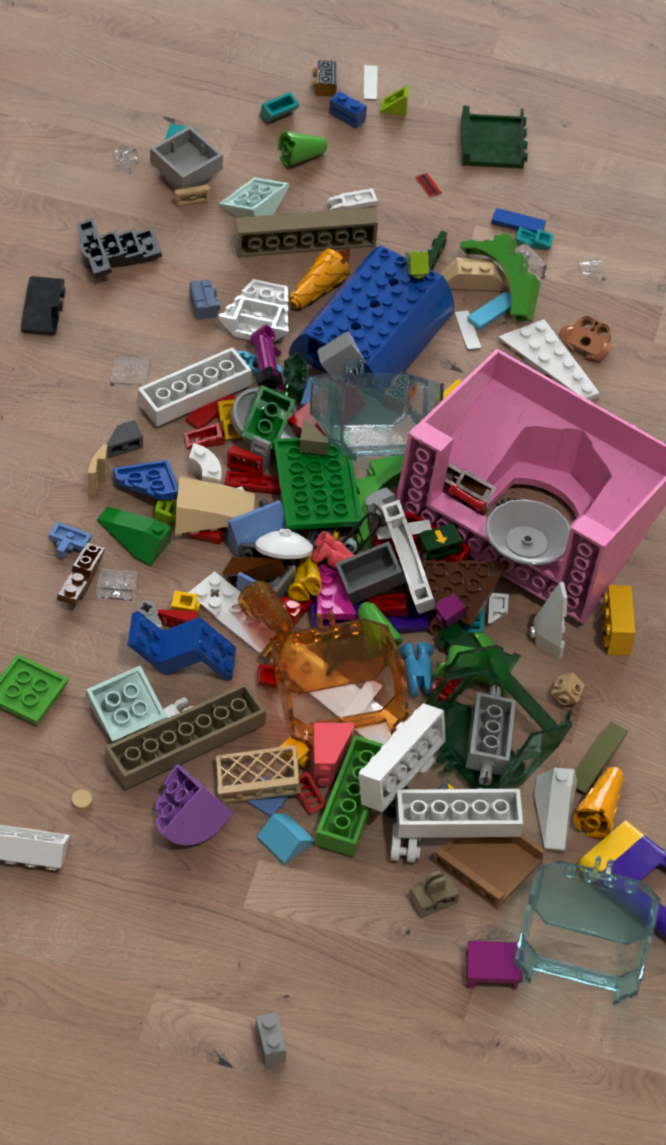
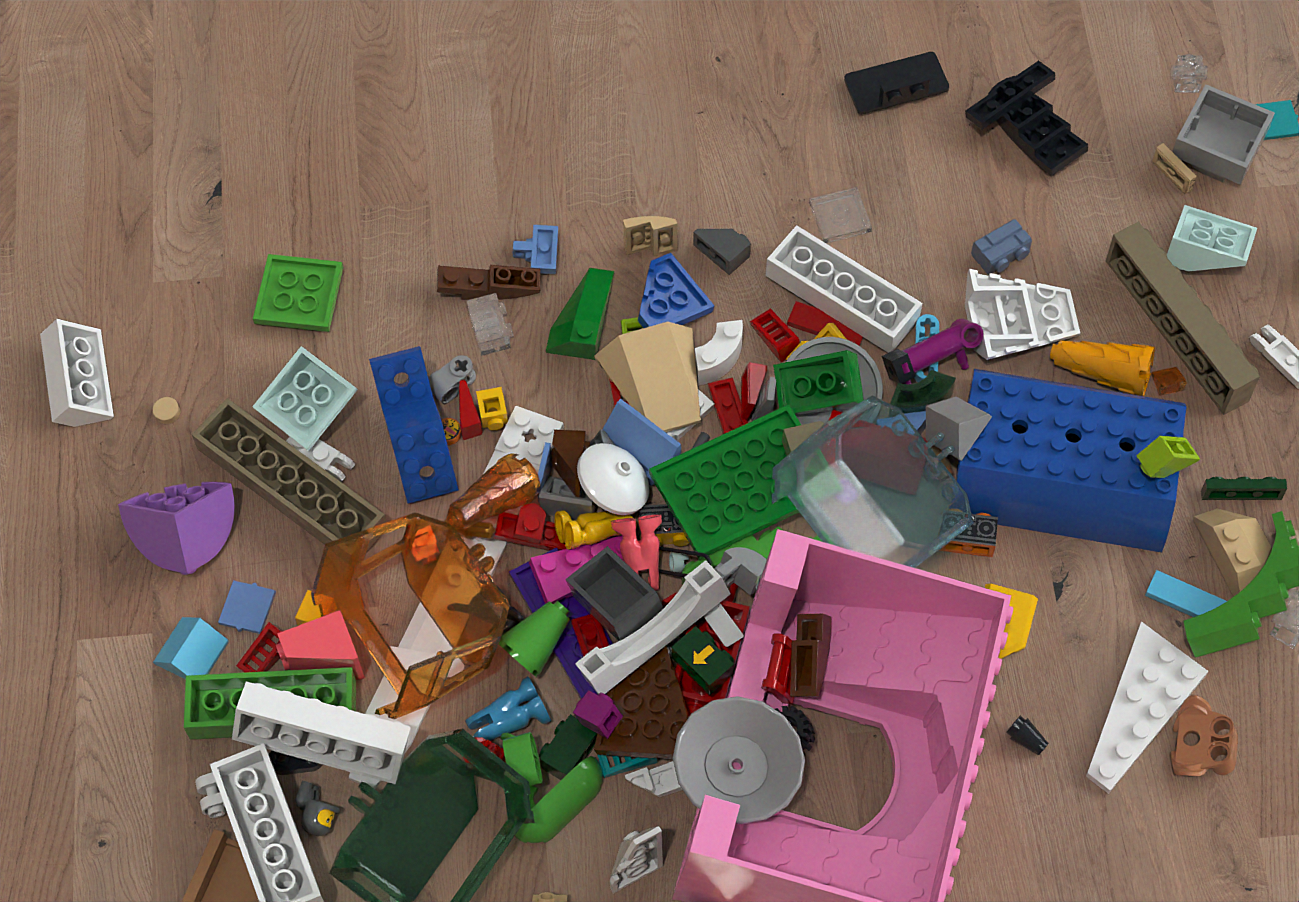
camera: 75 degrees right, 10 degrees up
(258, 787) = (243, 595): tan fence -> none
(434, 894) = (157, 854): dark tan brick -> none
(468, 330) = (1136, 581): white sticker -> none
(490, 734) = (423, 835): light grey brick -> none

